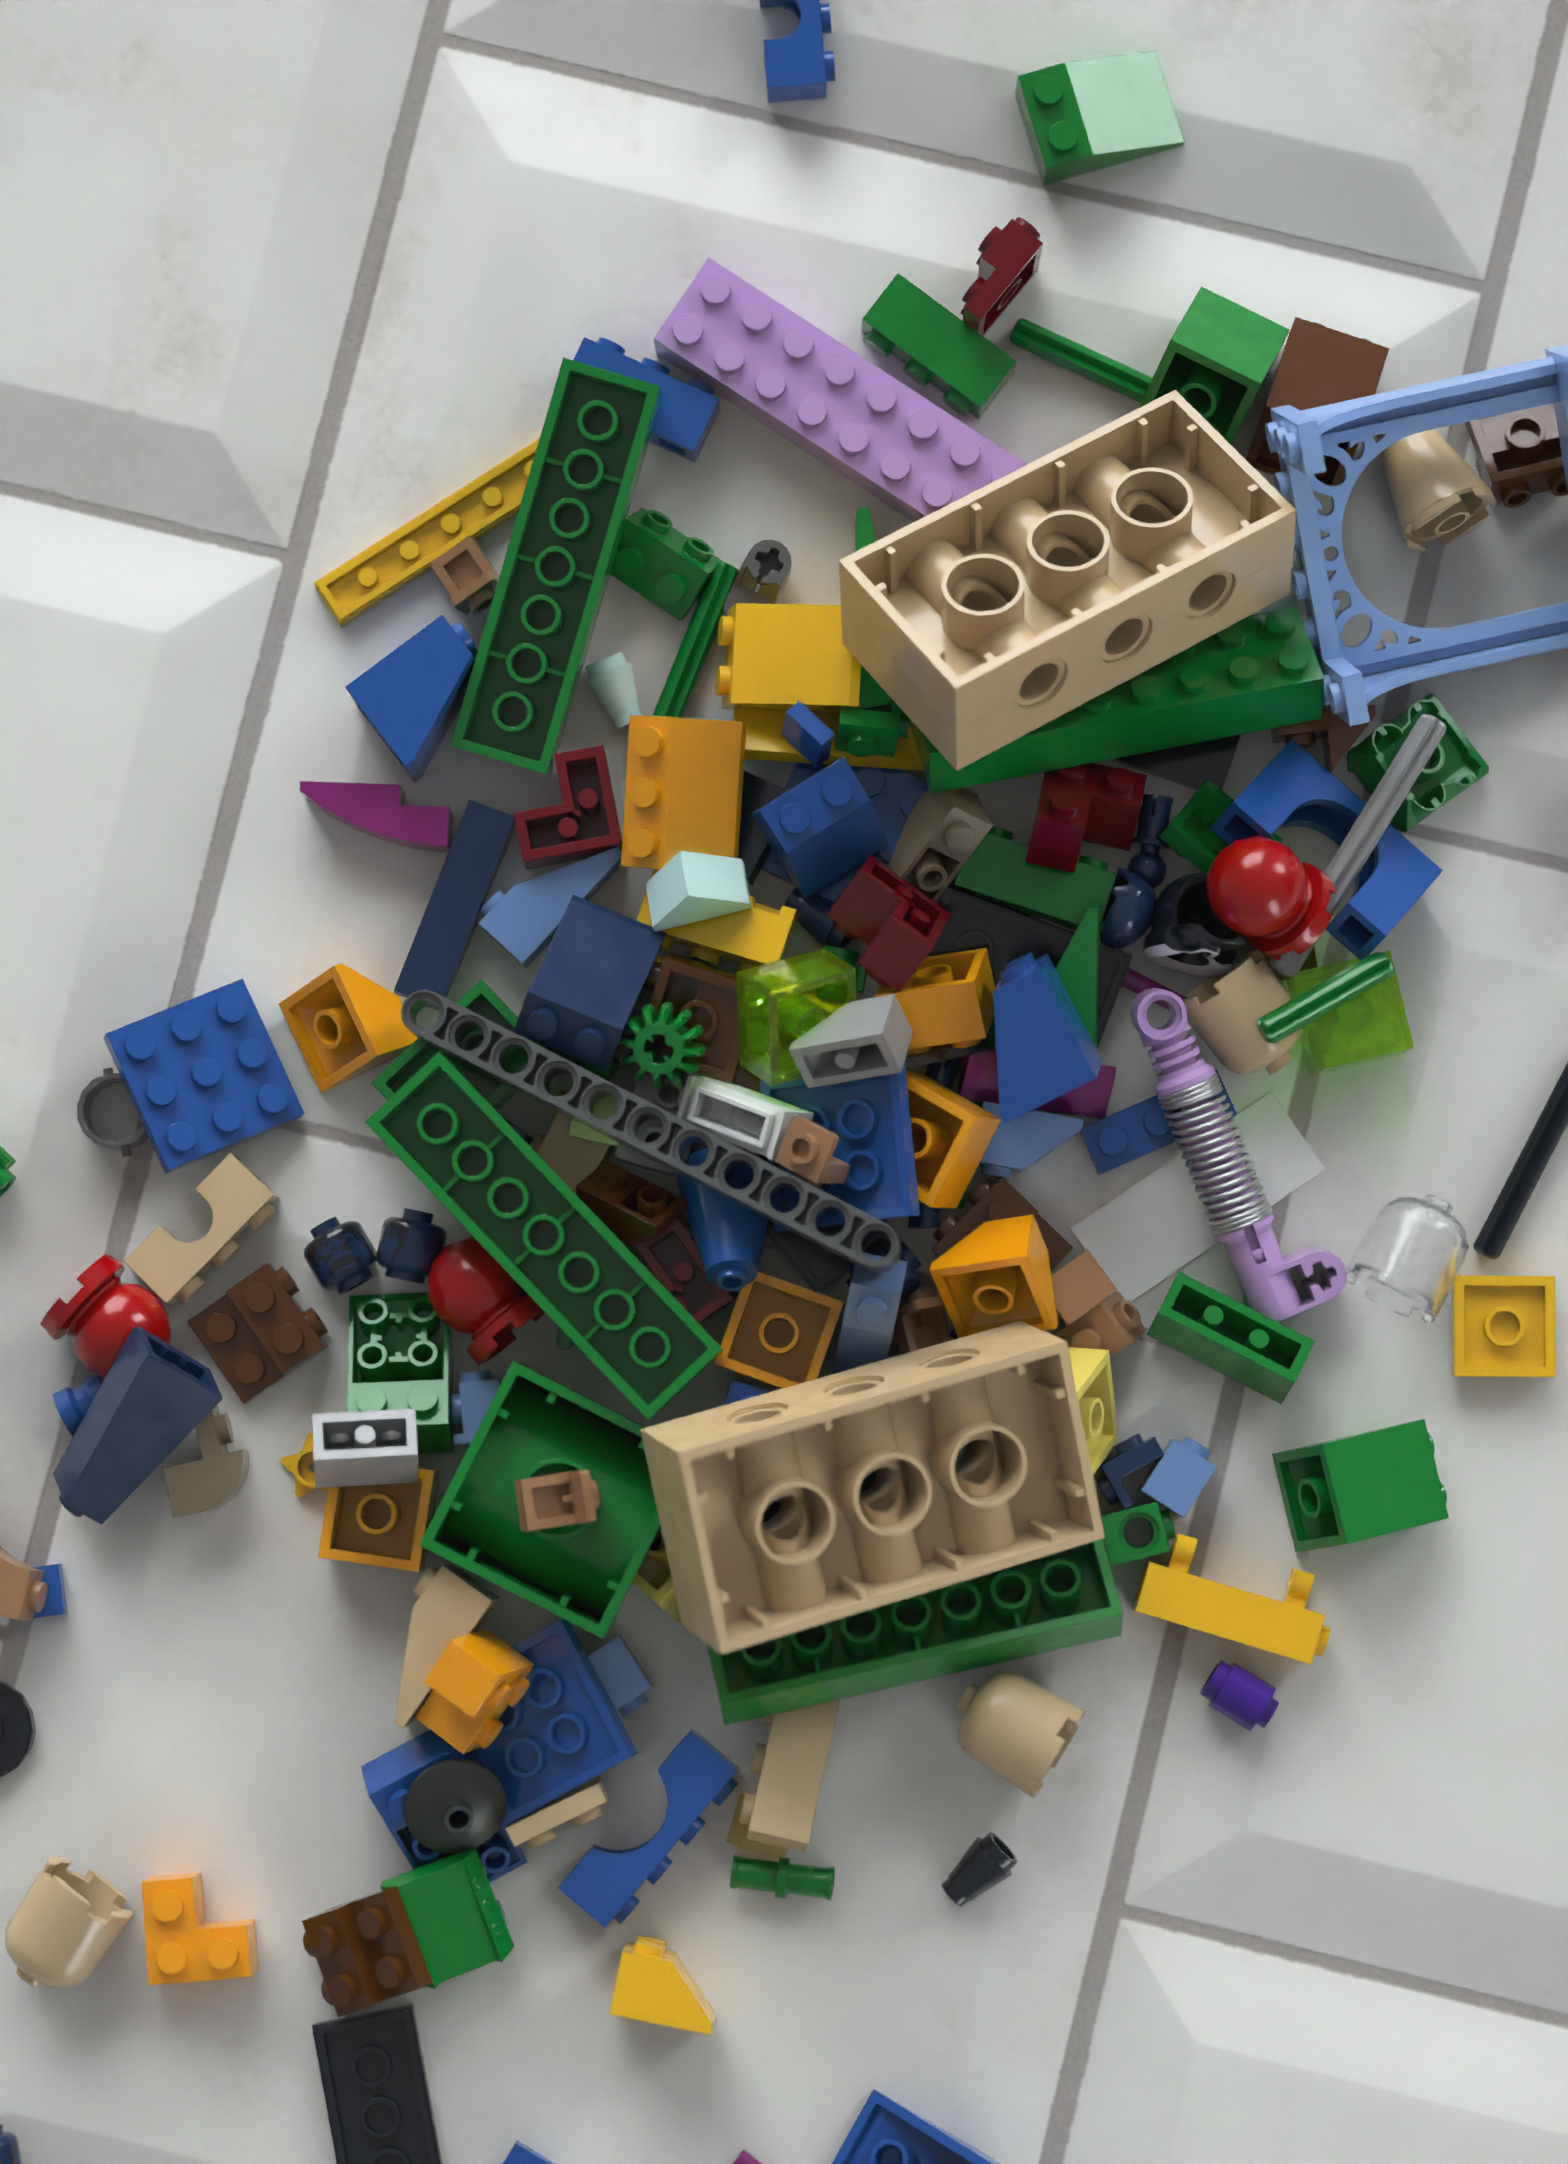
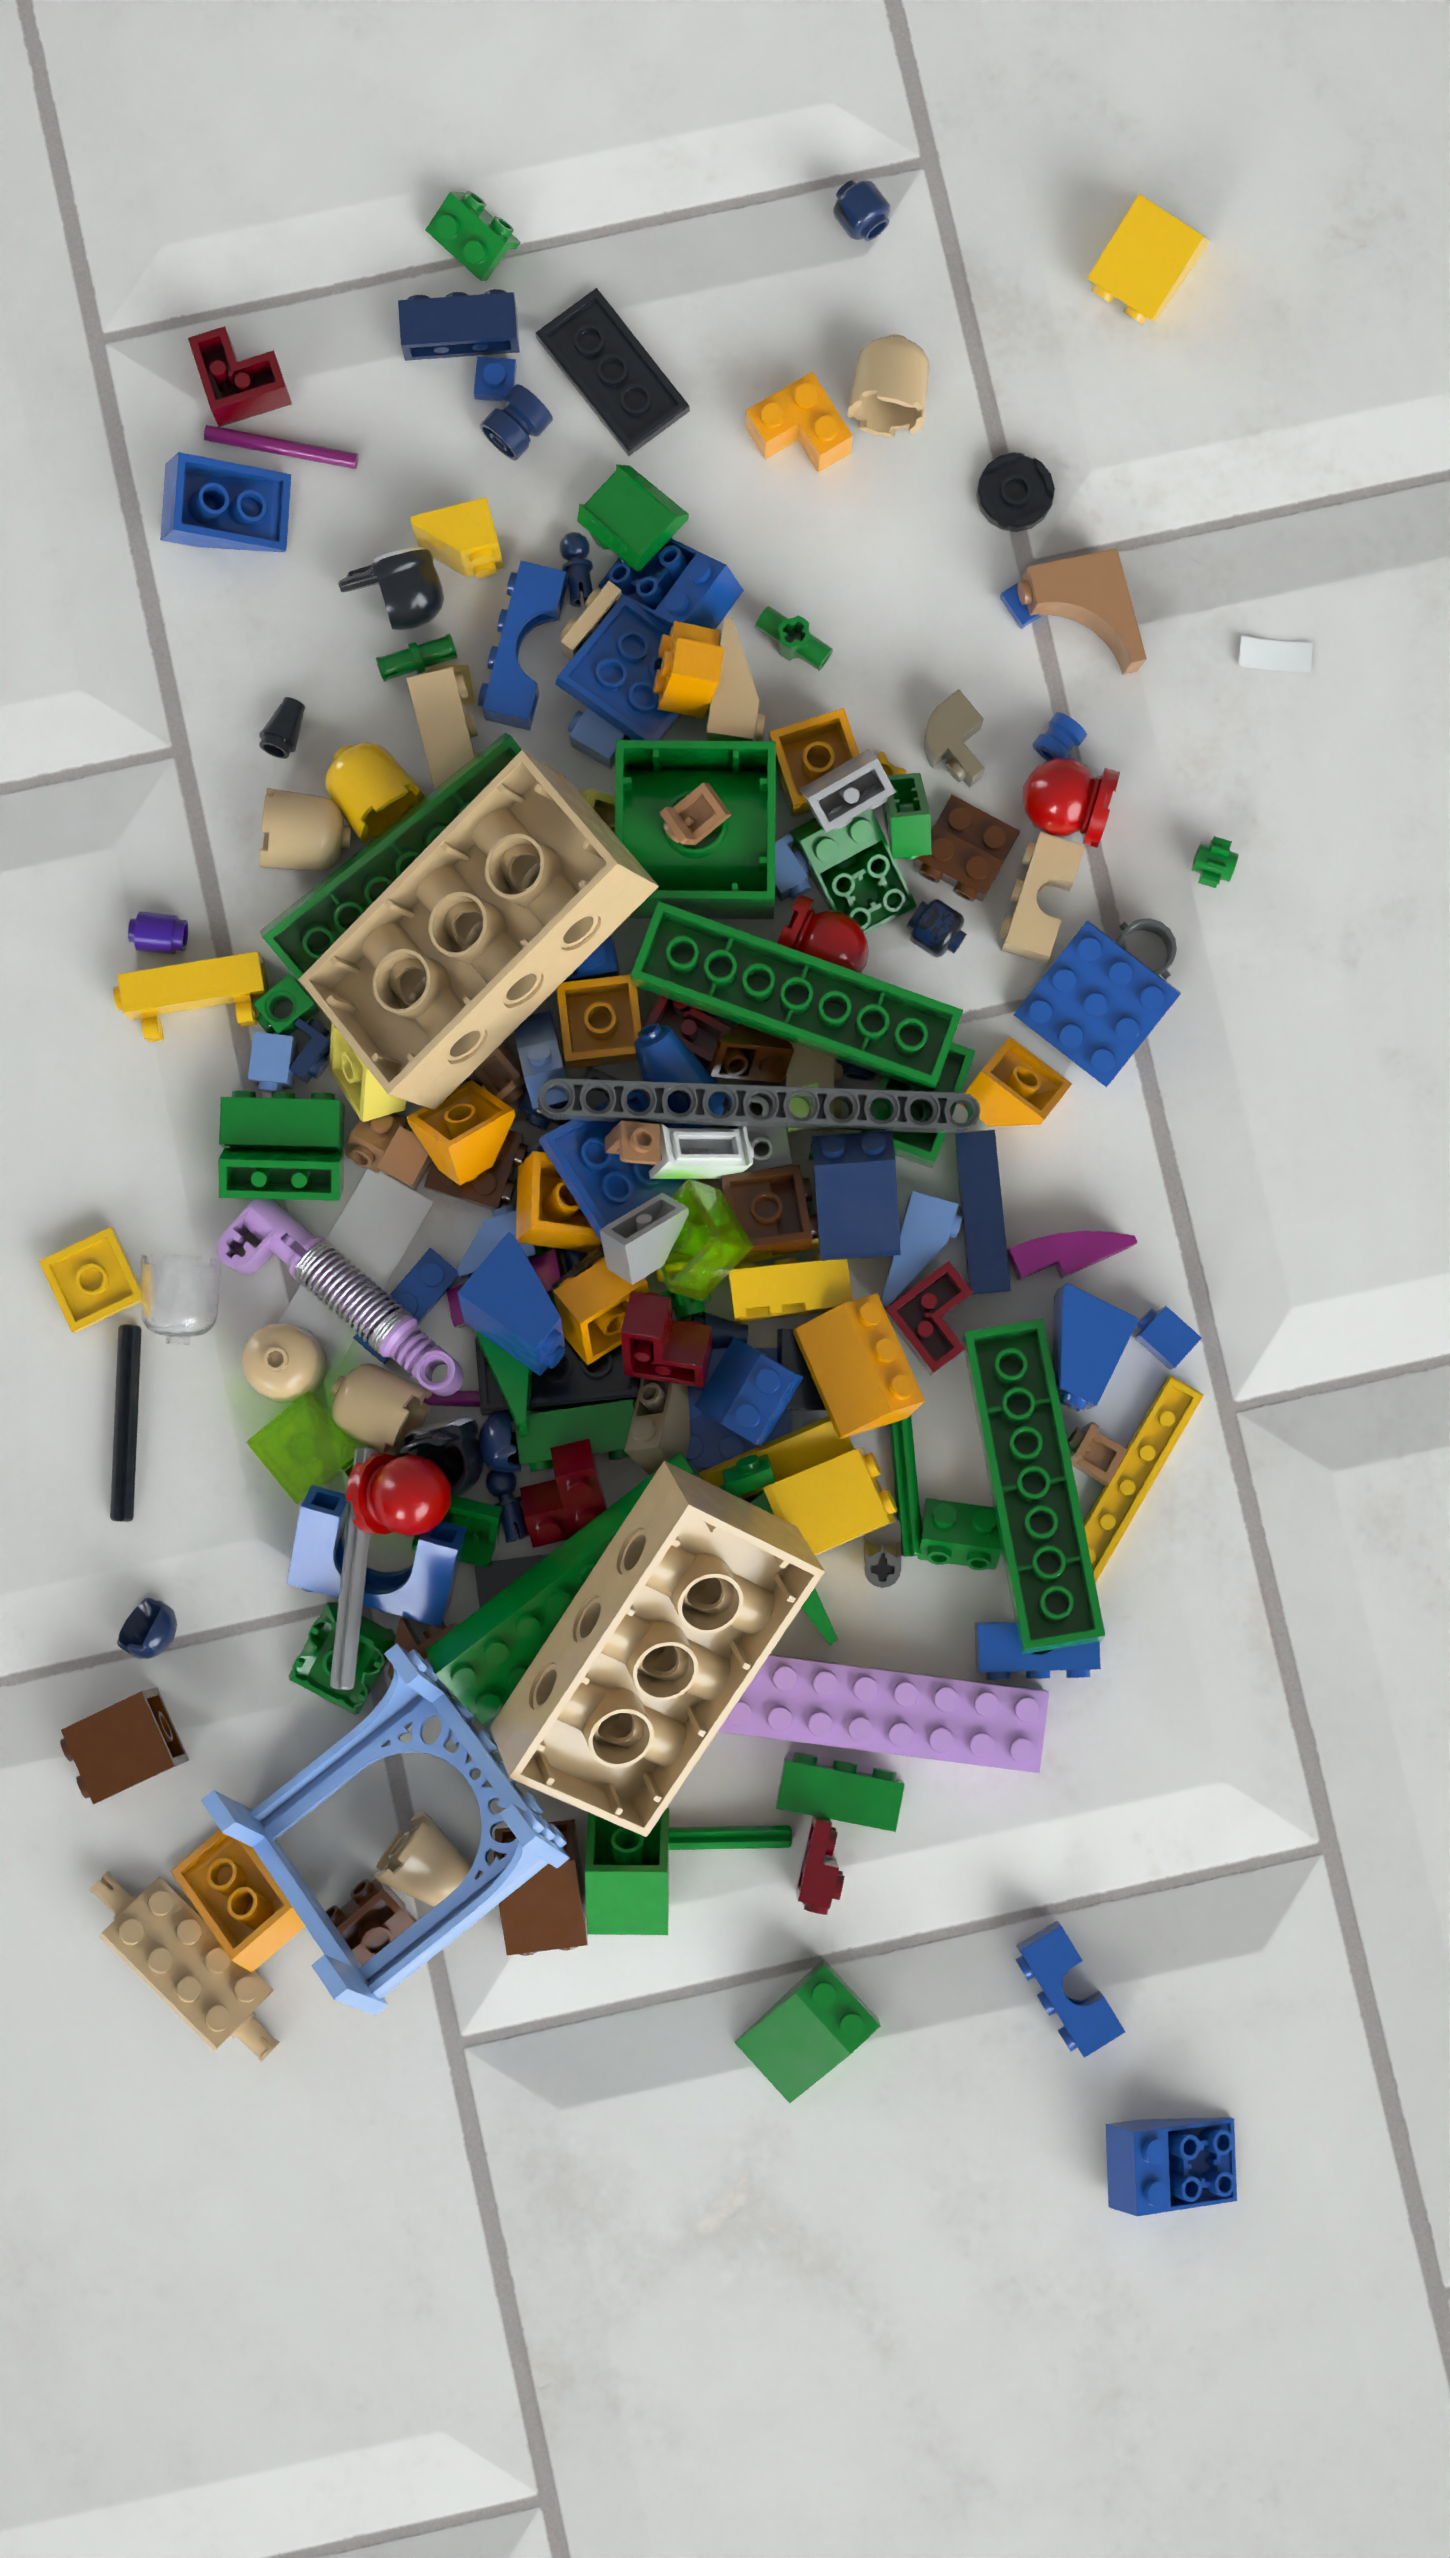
camera: 150 degrees right, 0 degrees up
(133, 1424) = (1018, 736): dark blue slope -> none
(309, 1387) = (907, 817): none -> green brick
(320, 665) = (1166, 1336): none -> blue brick
(346, 1704) = (807, 648): none -> green axle
(366, 1951) = (676, 467): reddish brown plate -> none
(410, 1245) = (891, 956): dark blue head -> none
(451, 1788) = (663, 588): pearl dark grey dish -> none
(522, 2106) = (521, 416): none -> dark blue wheel
(533, 1917) = (574, 549): none -> dark blue pin
(615, 688) = (948, 1425): light aqua cone -> none
(675, 1034) = (771, 1184): green gear -> none
(696, 889) = (812, 1299): light aqua slope -> none
(751, 1968) = (407, 585): none -> black piece
(807, 734) = (790, 1451): blue tile -> none
(912, 1740) = (370, 788): none -> yellow cylinder
(1201, 1400) = (282, 1122): none -> green brick
(1325, 997) = (324, 1443): green axle -> none
(1327, 1121) = (284, 1362): none -> tan cylinder
(1360, 1486) = (140, 1116): green slope -> none

